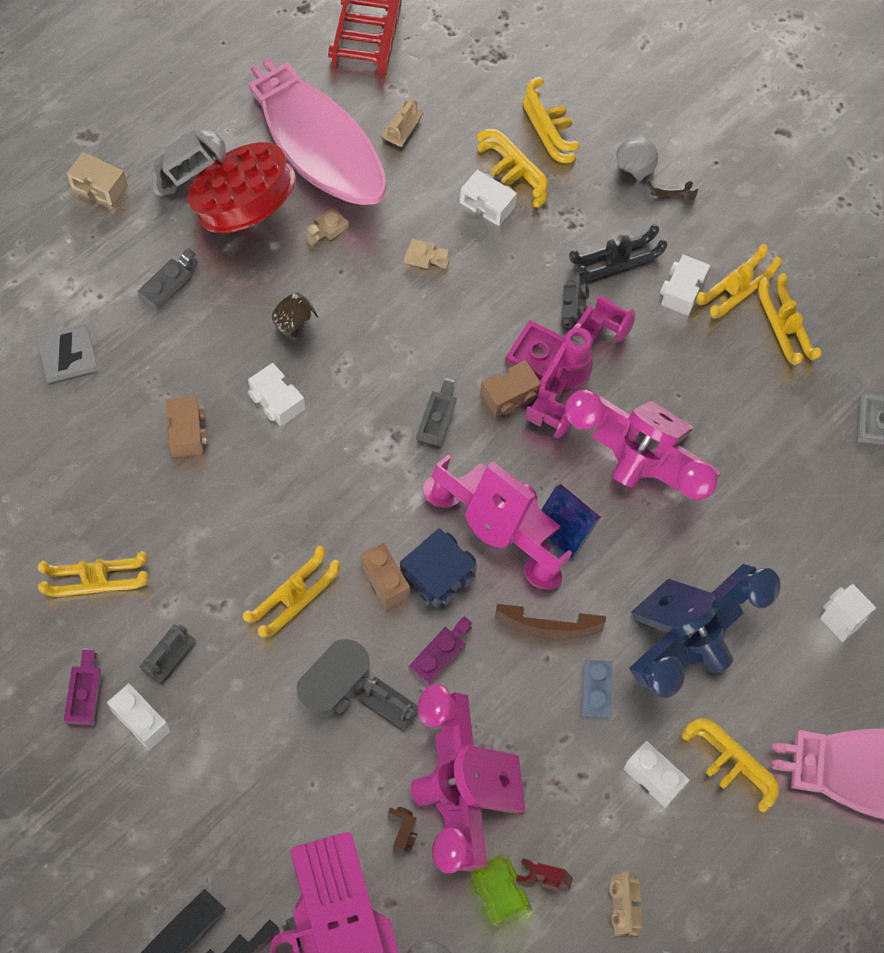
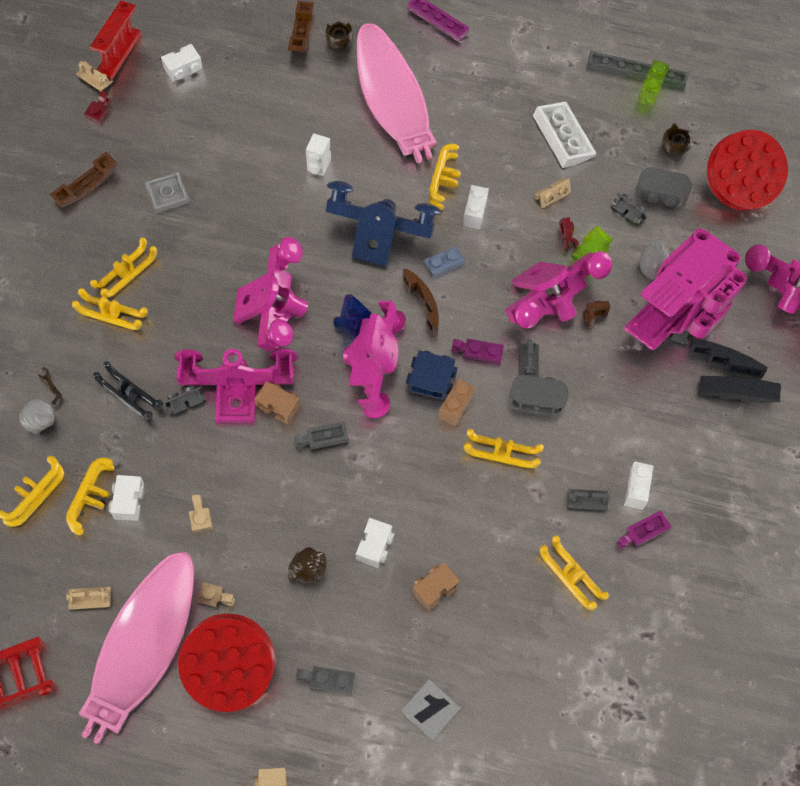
camera: 120 degrees left, 0 degrees up
(186, 159) = (218, 728): light grey torso -> none
(684, 285) = (130, 340): white brick -> none

